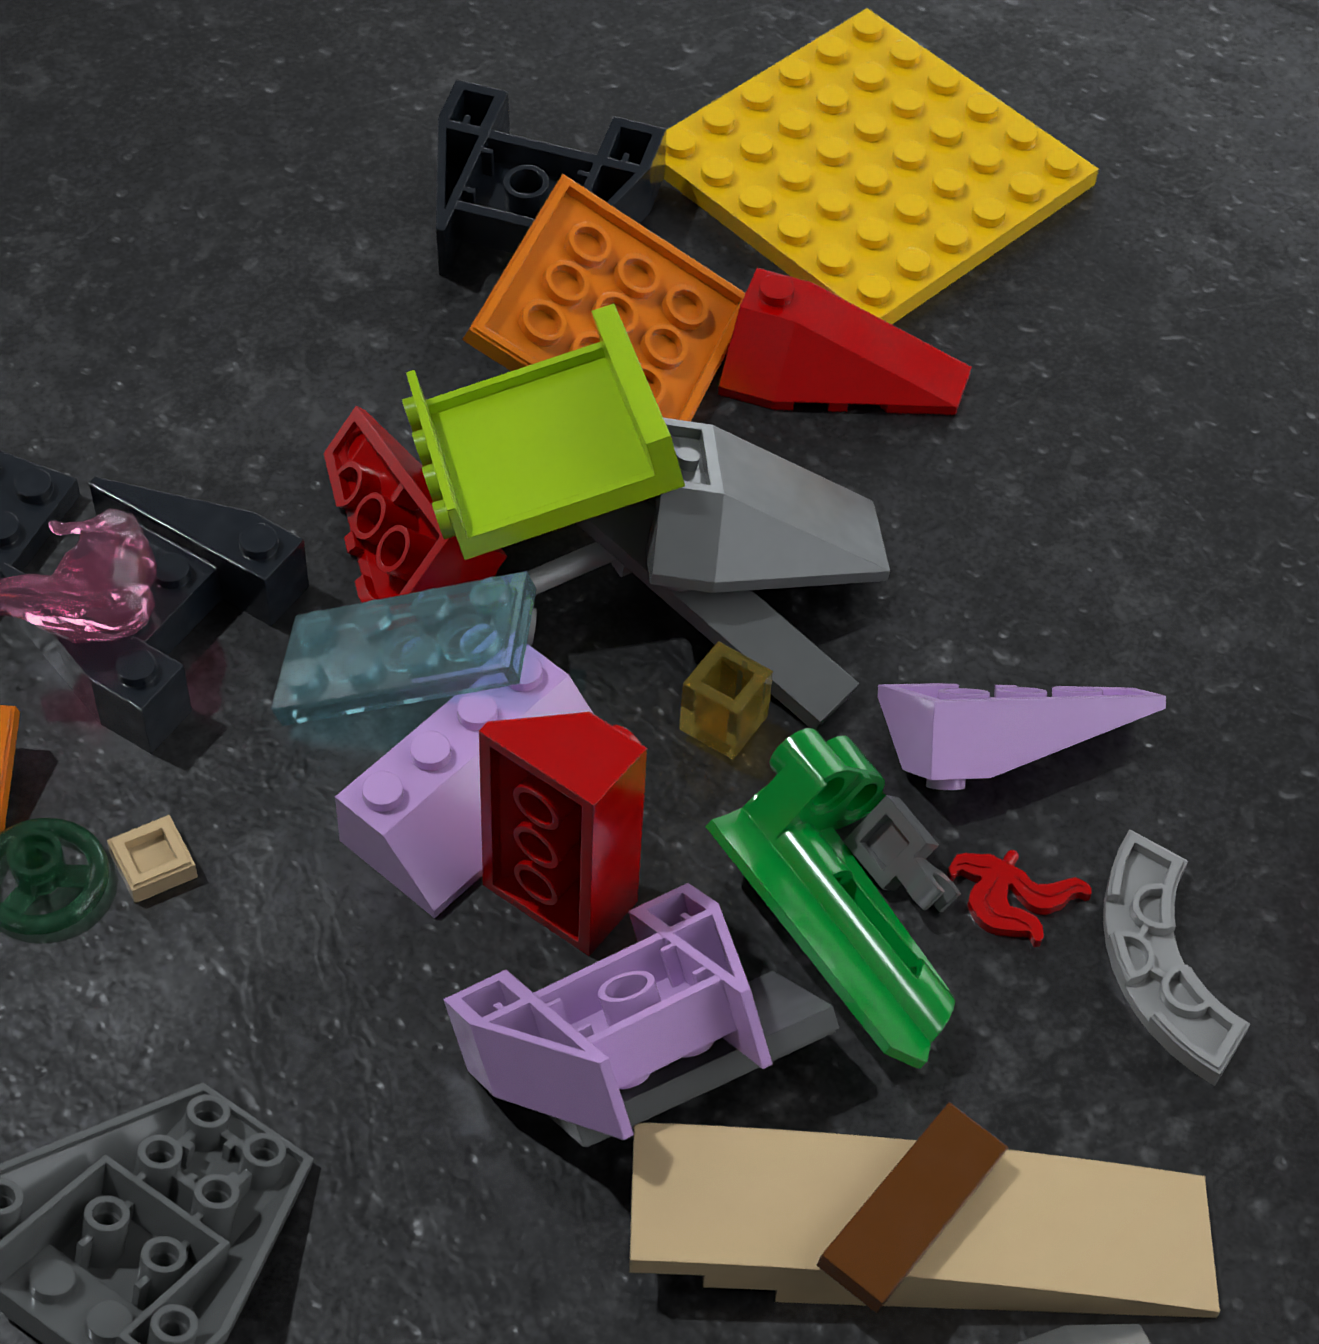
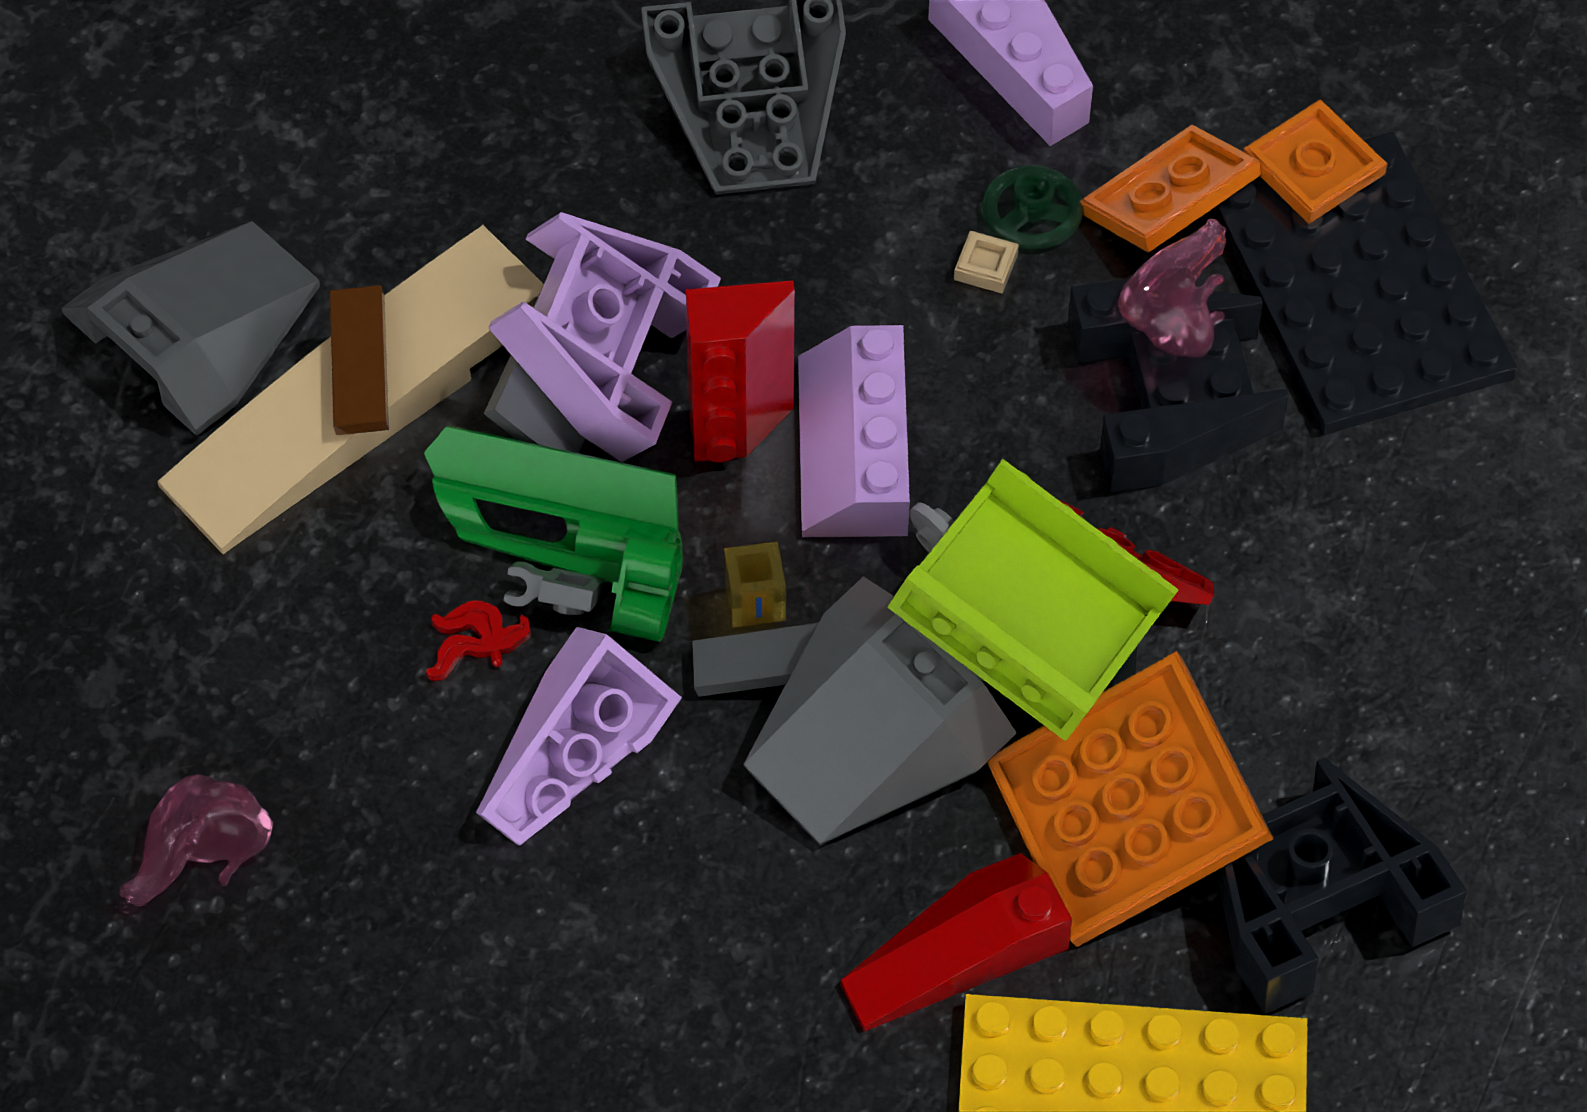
camera: 140 degrees right, 5 degrees up
(406, 649) = (955, 447): clear light blue plate -> none
(1150, 968) = (356, 658): light grey tile -> none

